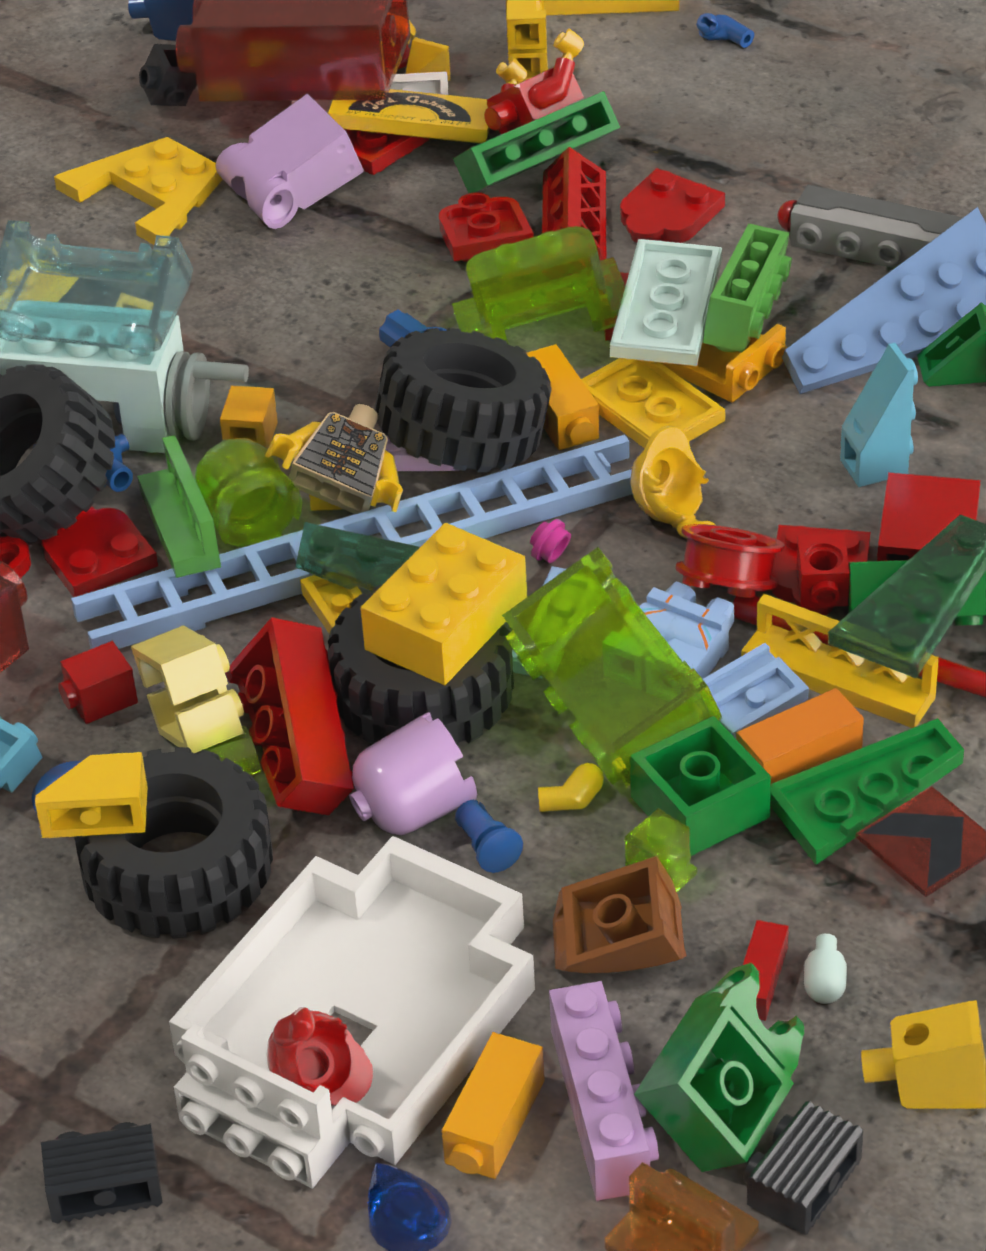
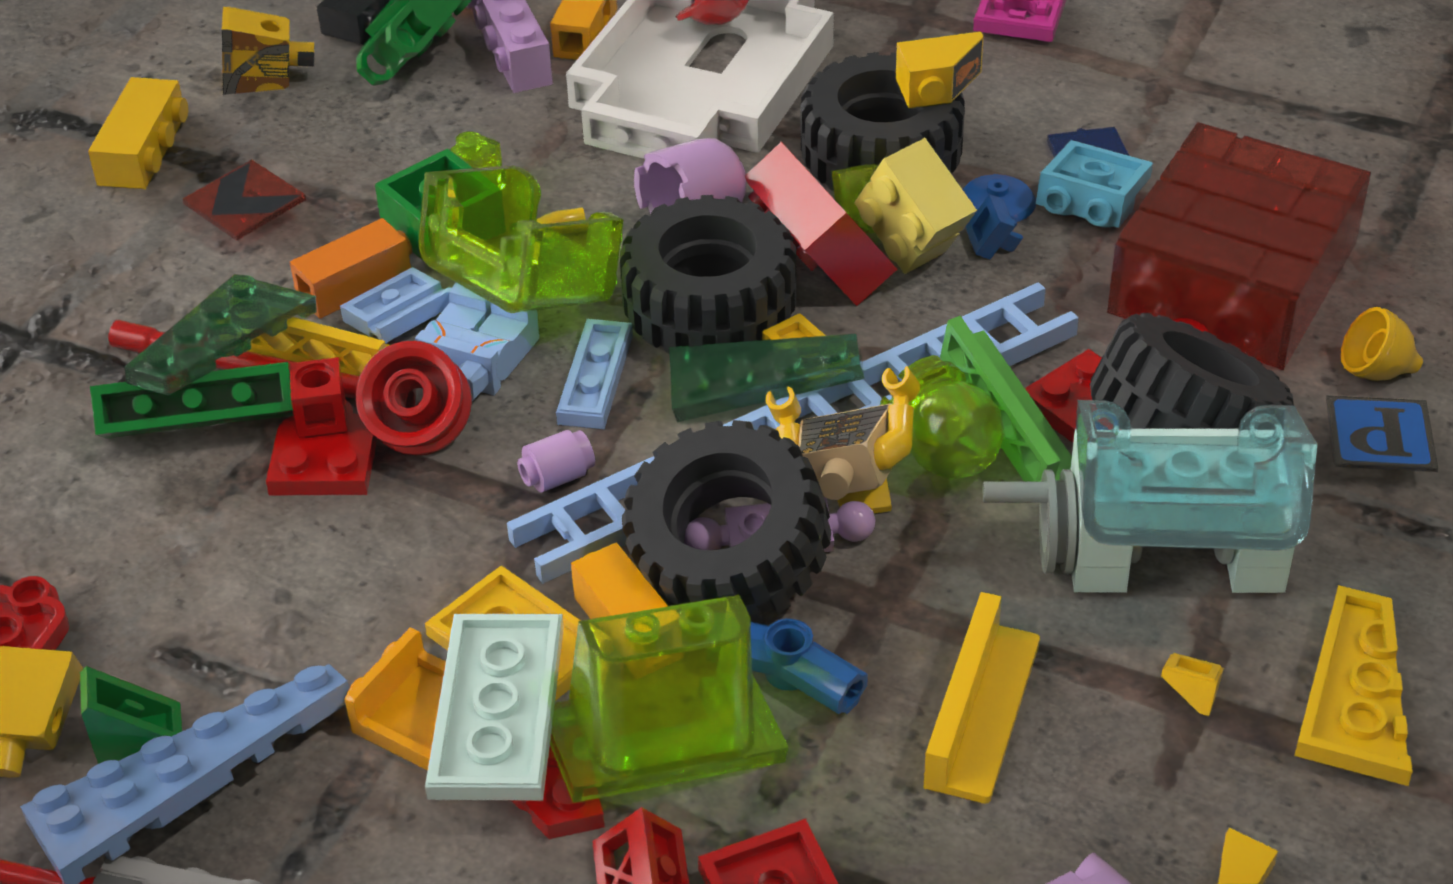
camera: 170 degrees right, 0 degrees up
(97, 682) = (1014, 258): red brick -> none
(103, 722) = (992, 228): none -> blue tile
(249, 414) = (984, 544): light orange brick -> none
(302, 325) = (980, 706): none -> yellow panel
(443, 603) = (681, 235): yellow brick -> none
(491, 840) = (616, 173): blue pin -> none
(549, 541) = (608, 435): dark pink plate -> none
(601, 521) = (556, 460): none -> lavender brick
(619, 921) = (504, 112): dark orange slope -> none
(668, 479) = (485, 491): yellow piece -> none
(747, 289) = (391, 747): bright green brick -> none
(767, 954) = (389, 118): red piece -> none
(825, 971) = (339, 120): light aqua cylinder -> none
(850, 792) = (283, 242): green wing -> none
(879, 425) = (242, 553): medium azure slope -> none
(919, 509) = (202, 482): red brick -> none

